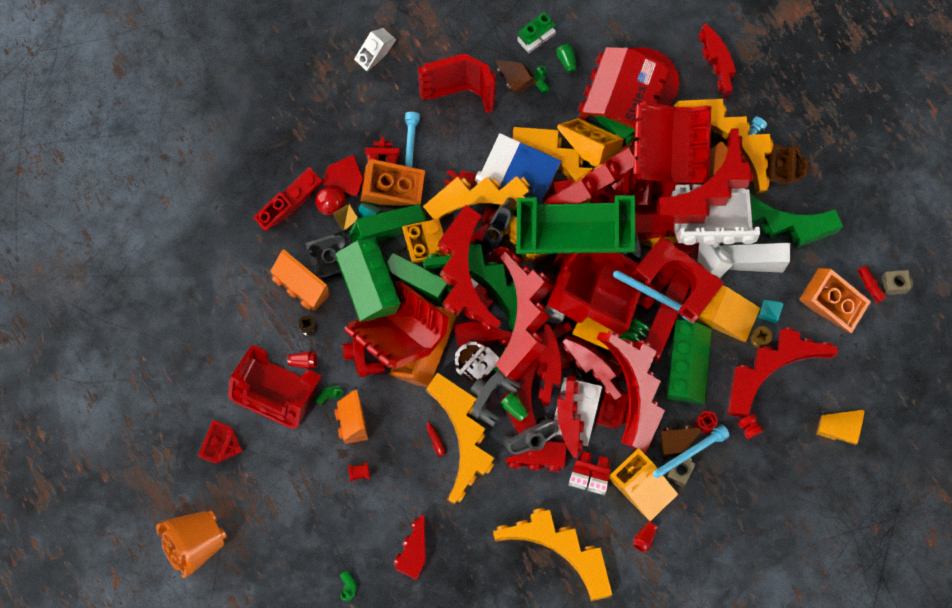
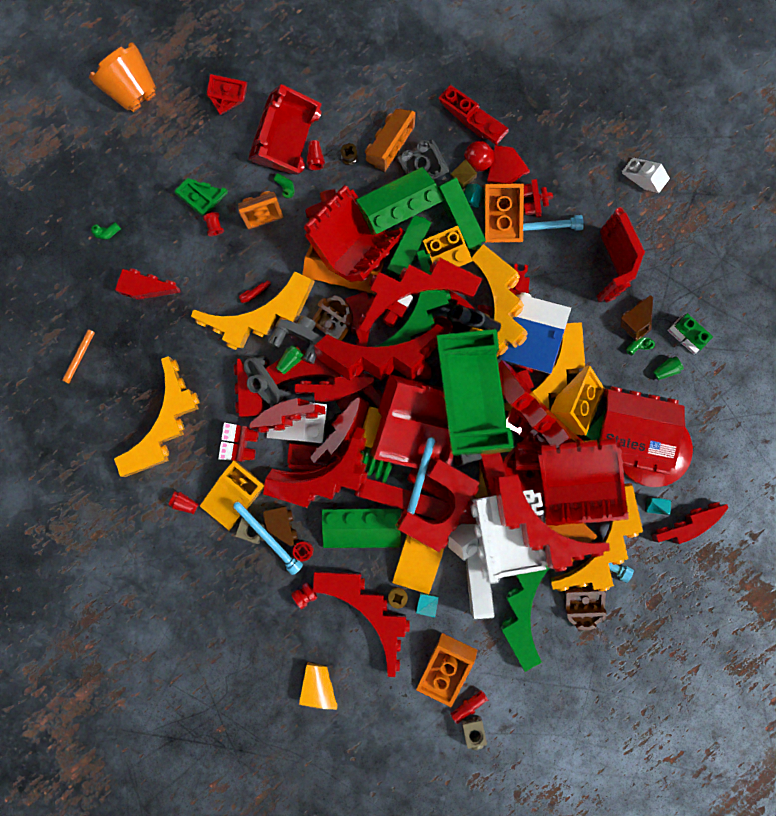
camera: 80 degrees right, 10 degrees up
(326, 482) = (200, 196): none -> green wing
(697, 85) = (658, 506): none -> teal slope

